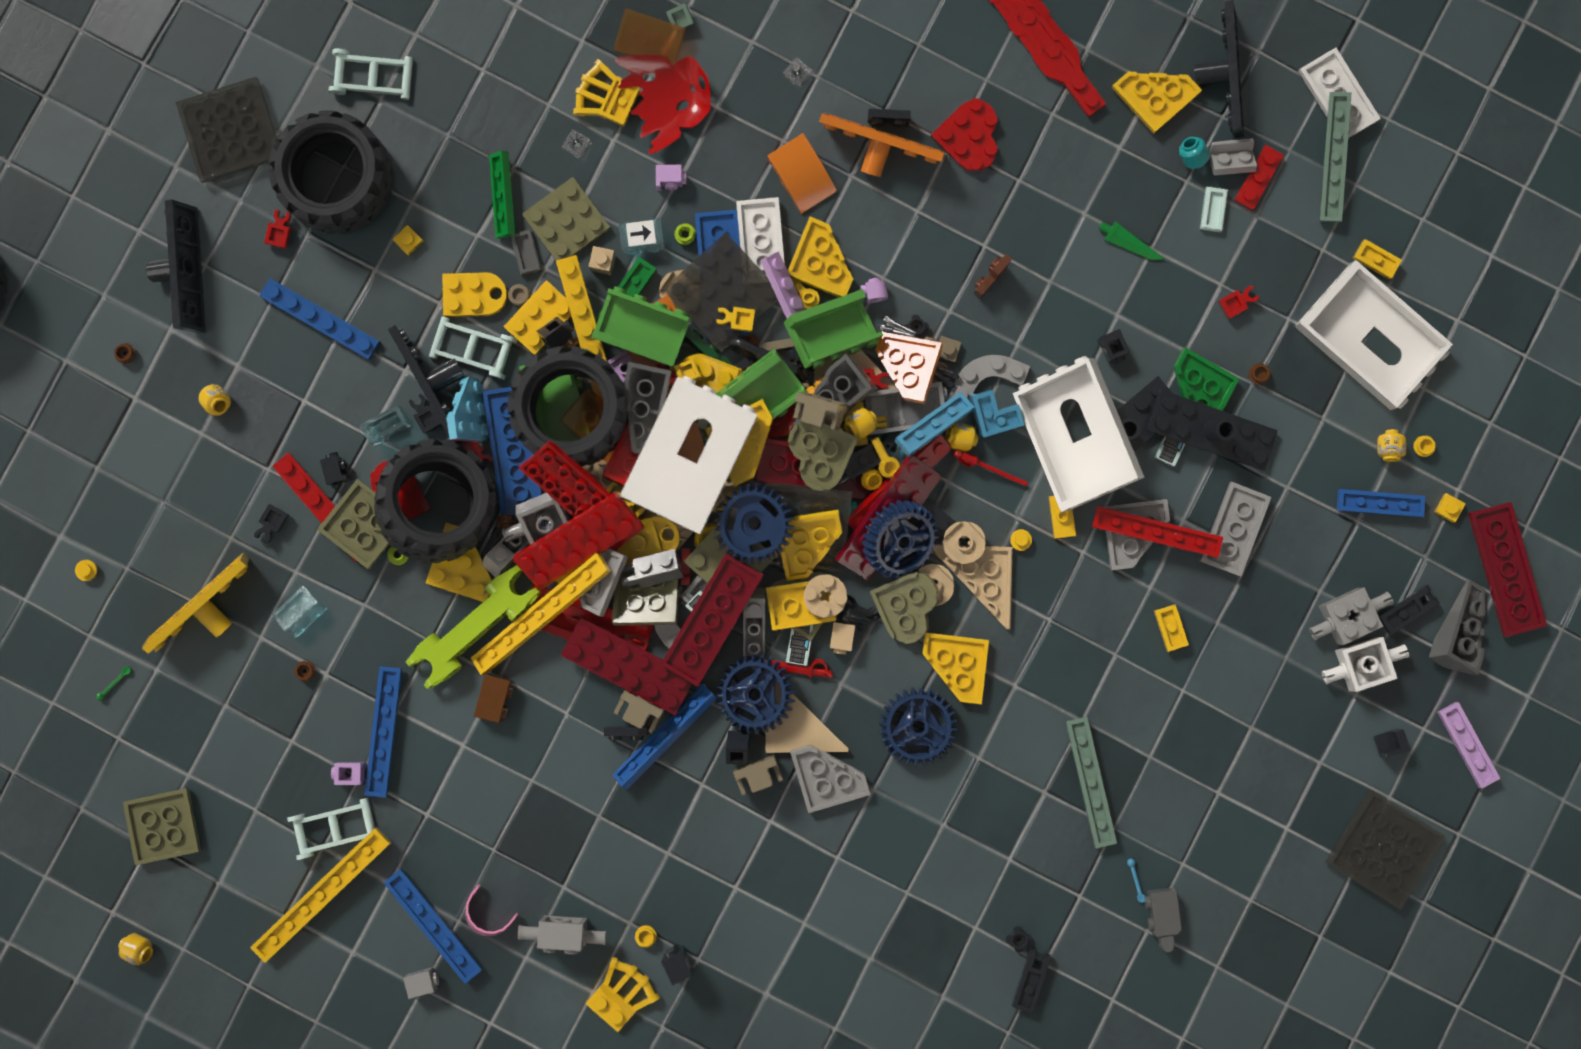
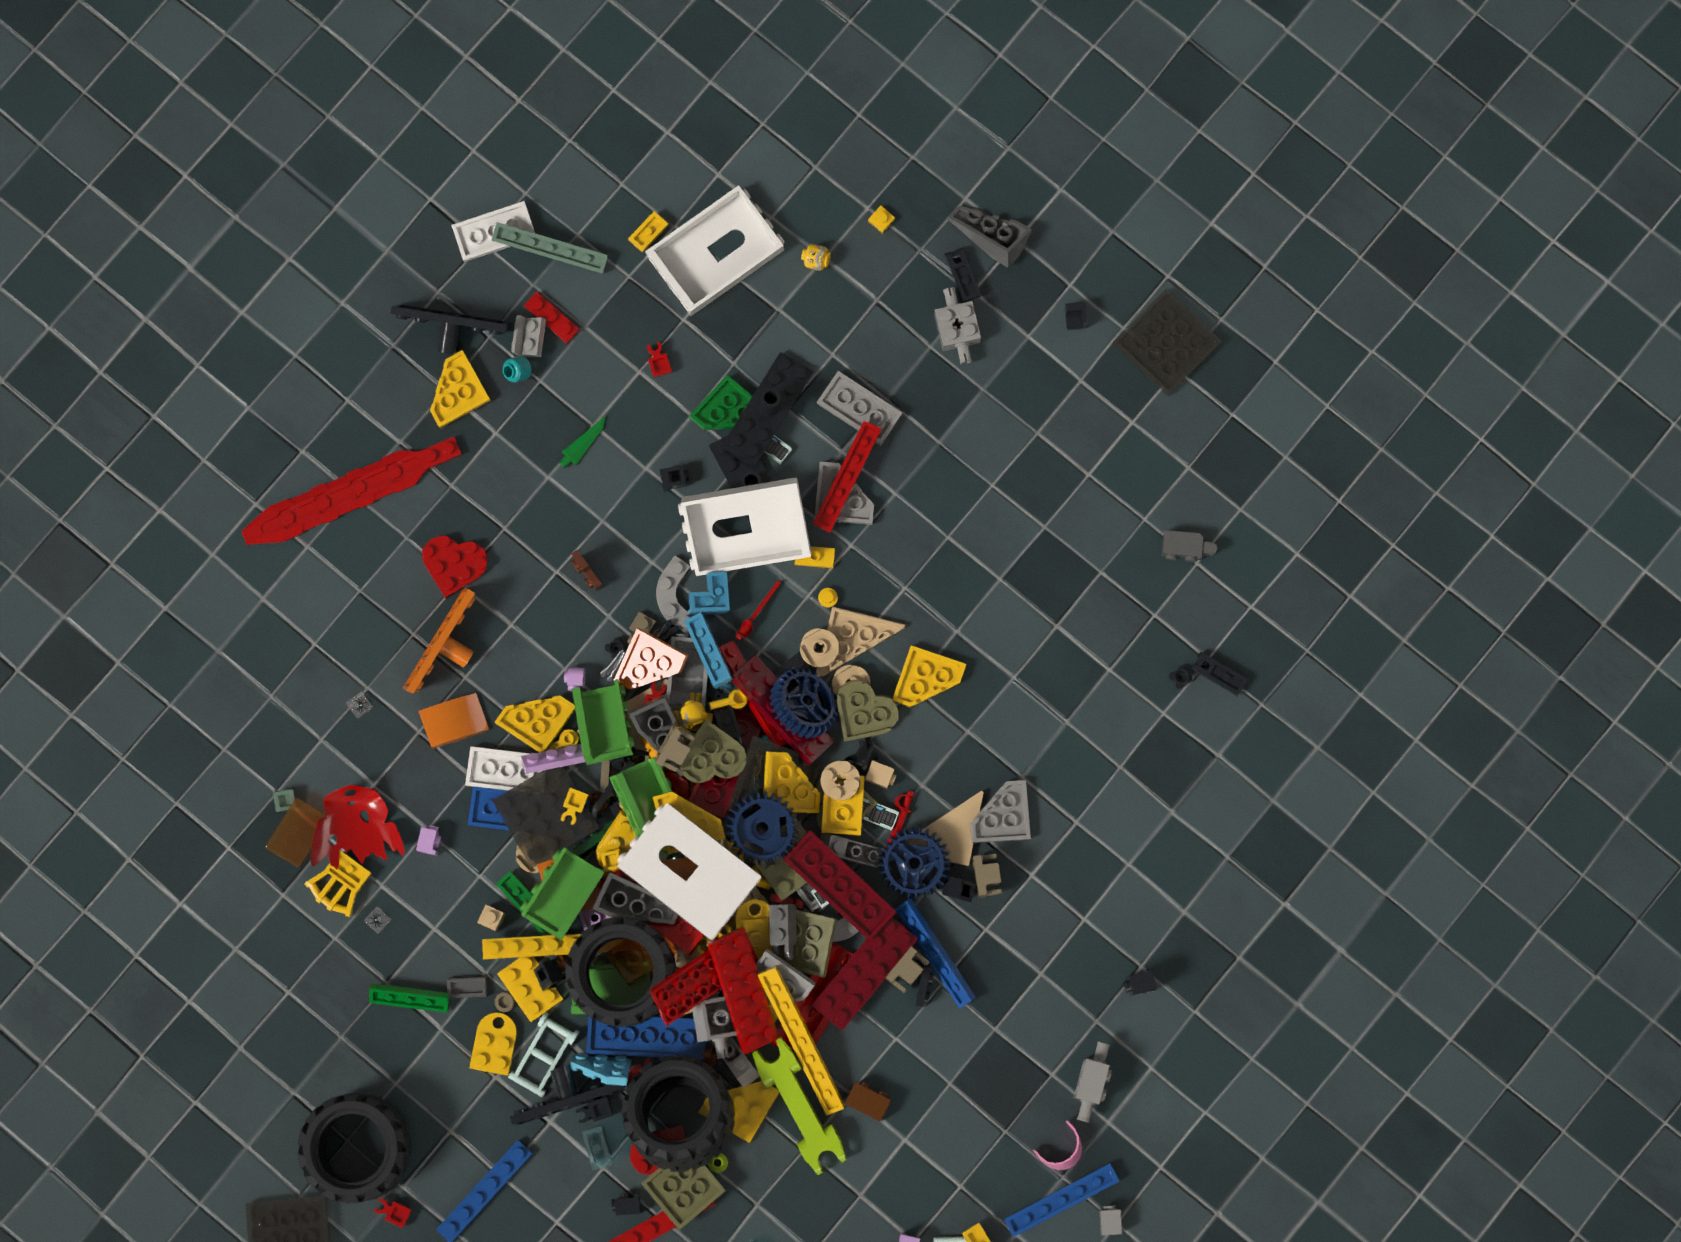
camera: 75 degrees left, 5 degrees down
(340, 88) = (274, 1128): light aqua piece -> none
(383, 731) = (876, 1209): blue plate -> none
(407, 240) = (430, 1094): yellow plate -> none
(566, 220) = (446, 944): olive plate -> none
(614, 1007) = (1165, 1053): yellow plate -> none
(641, 236) = (476, 877): brick -> none
(645, 936) = (1110, 1008): yellow plate -> none
(682, 228) = (477, 838): lime plate -> none
(871, 479) = (745, 717): yellow plate -> none
(898, 118) = (423, 623): black plate -> none
(917, 709) = (959, 721): dark blue gear -> none
(961, 436) = (724, 629): yellow head -> none
(1091, 782) = (1055, 583): sand green plate -> none
(1131, 863) = (1134, 564): dark azure hinge -> none
(1171, 627) = (934, 483): yellow plate -> none
(1213, 209) = (570, 363): light aqua tile -> none
(1259, 373) = (726, 356): reddish brown plate -> none
(1376, 672) = (1011, 315): white brick -> none
(1380, 503) = (864, 277): blue plate -> none
(1424, 446) = (822, 228): yellow plate -> none
(1468, 745) = (1091, 250): lavender plate -> none
(1507, 569) = (945, 183): dark red plate -> none

